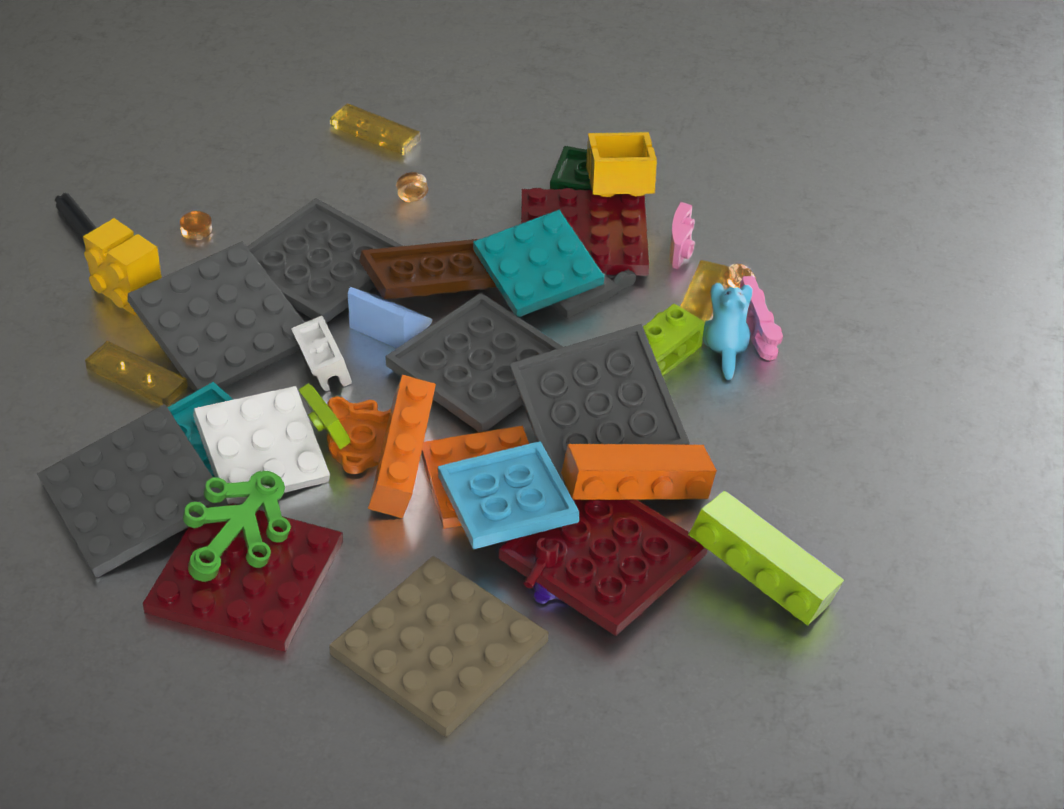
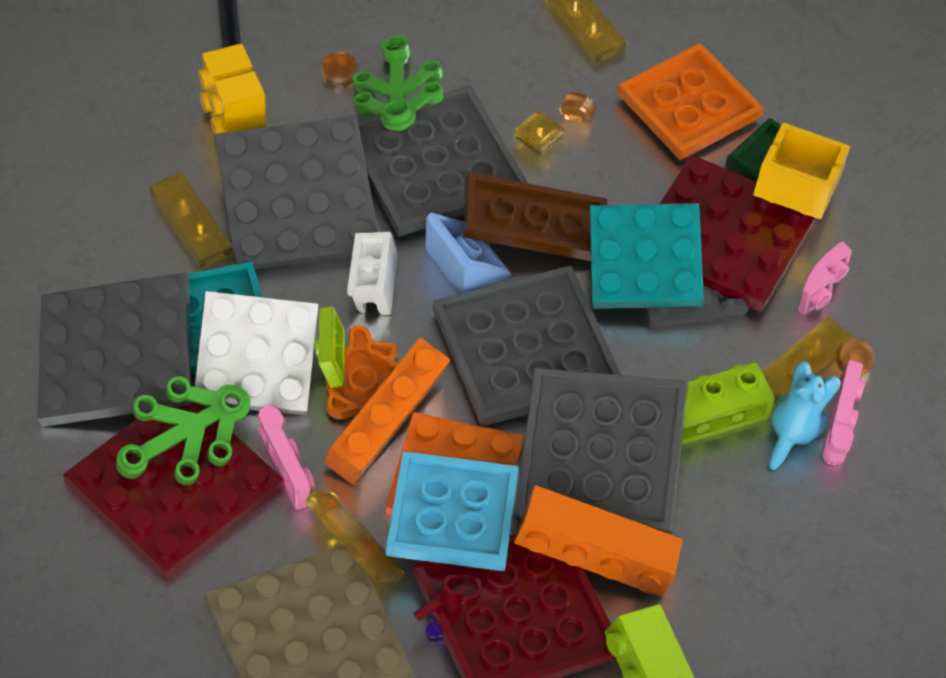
camera: 25 degrees right, 10 degrees up
(270, 233) = (398, 112): none -> bright green plant
(334, 514) = (285, 456): none -> bright pink hinge
(392, 214) = (539, 133): none -> clear yellow plate
(433, 551) = (354, 537): none -> clear yellow tile
(496, 155) = (690, 101): none -> orange plate

